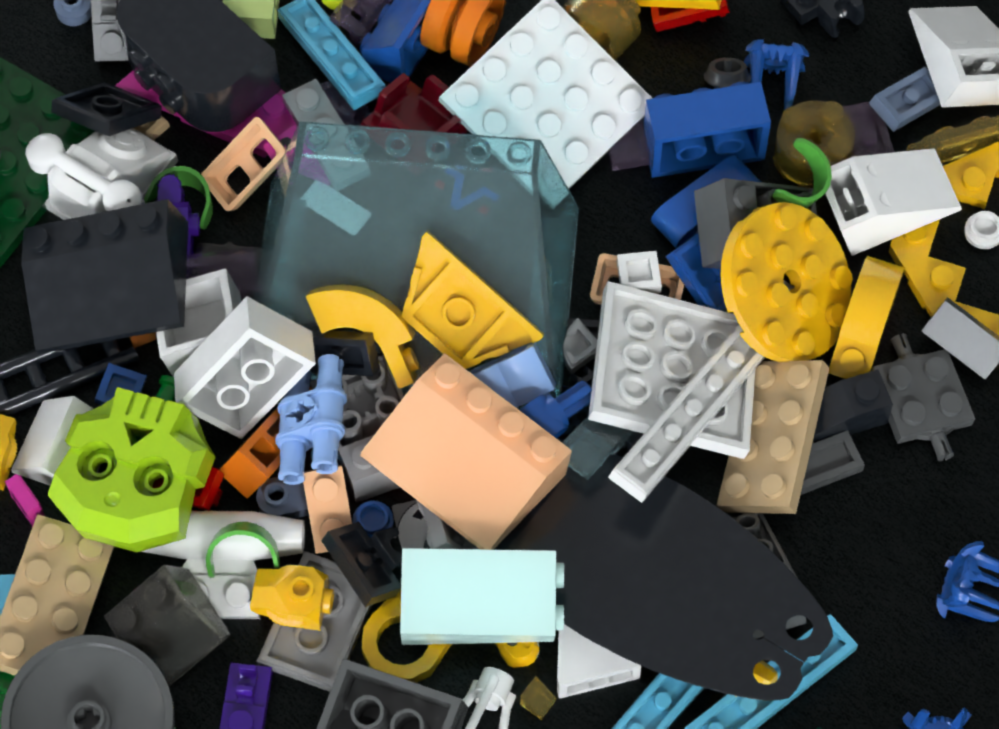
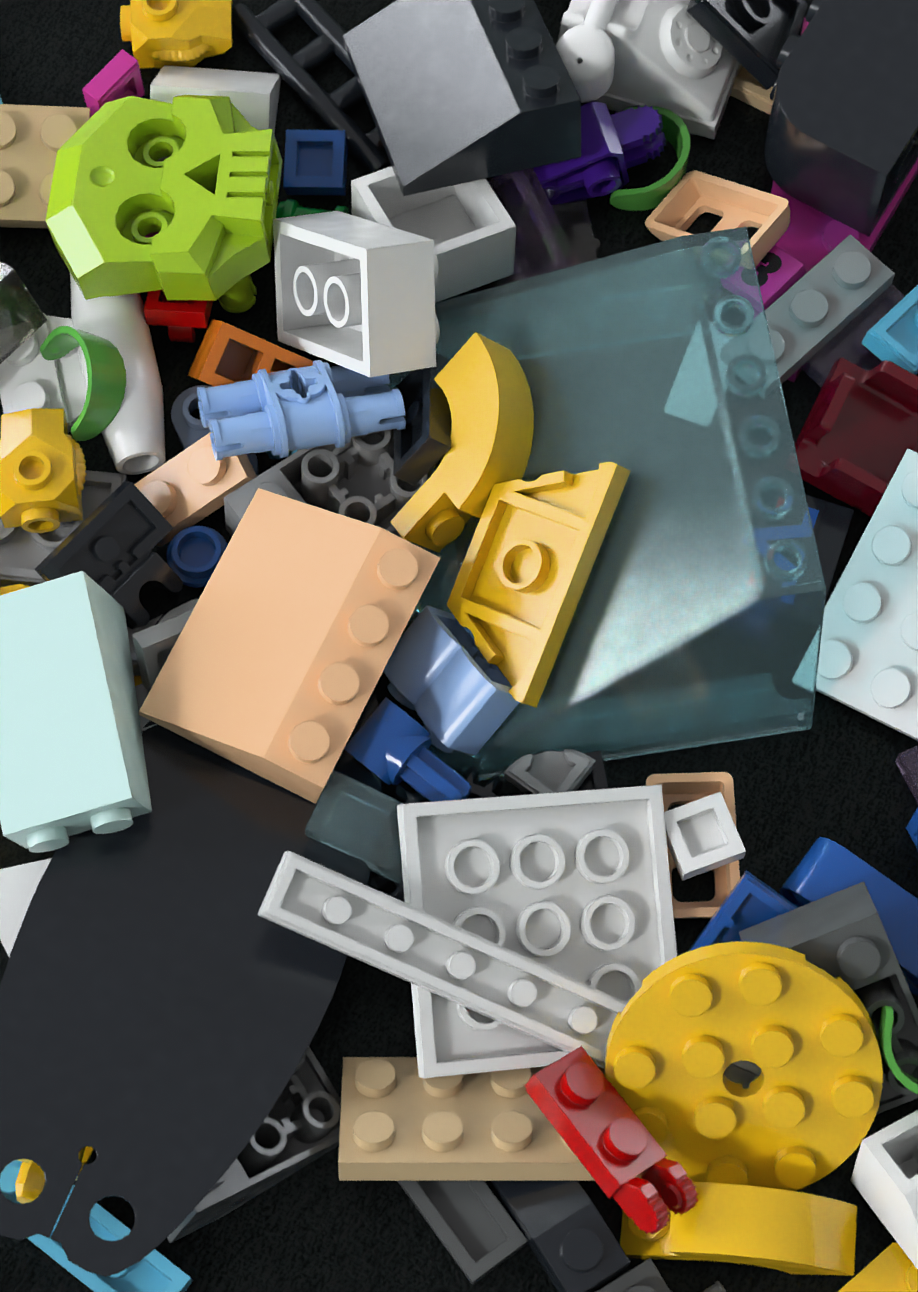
camera: 75 degrees right, 5 degrees up
(812, 356) = (611, 1141): none -> red hinge

